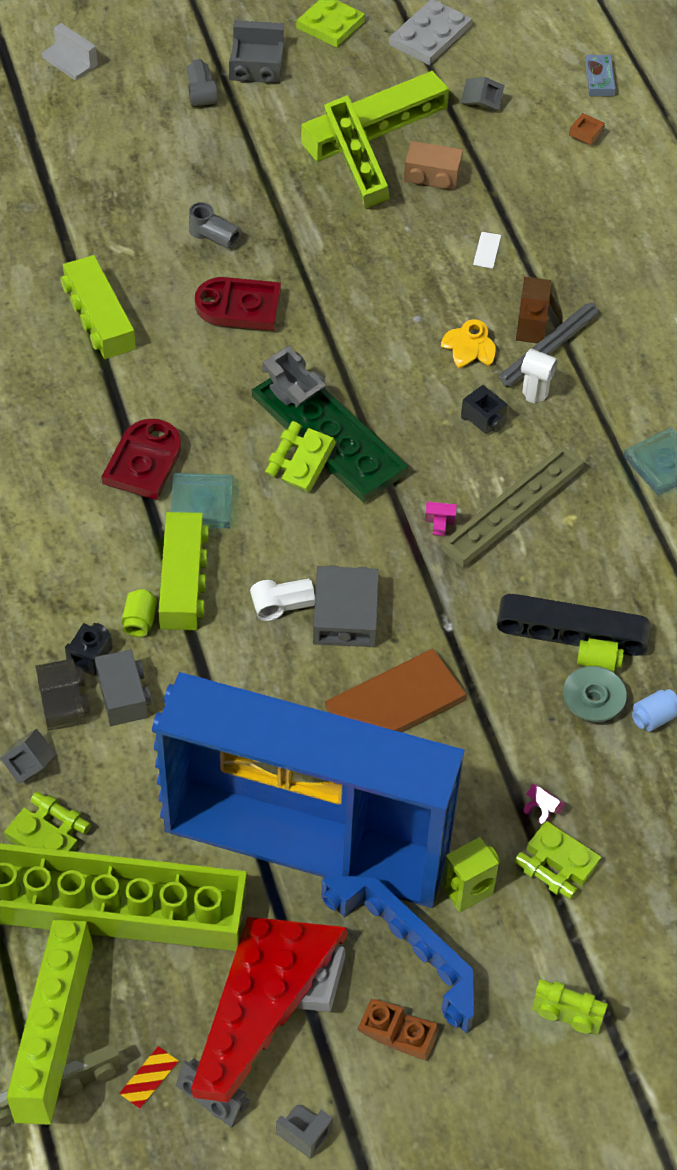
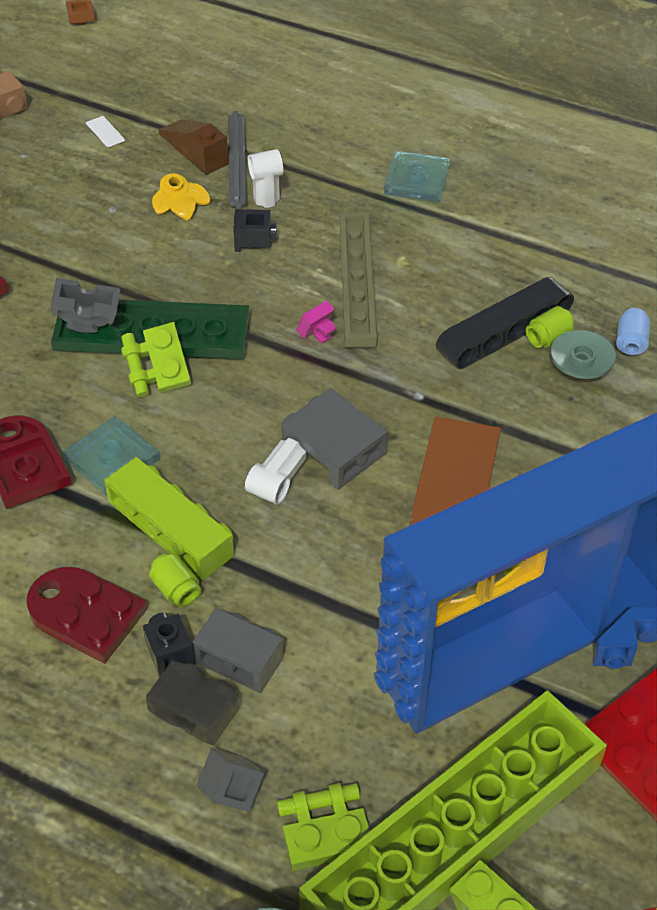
camera: 45 degrees left, 5 degrees down
(71, 590) = (85, 612): none -> dark red plate

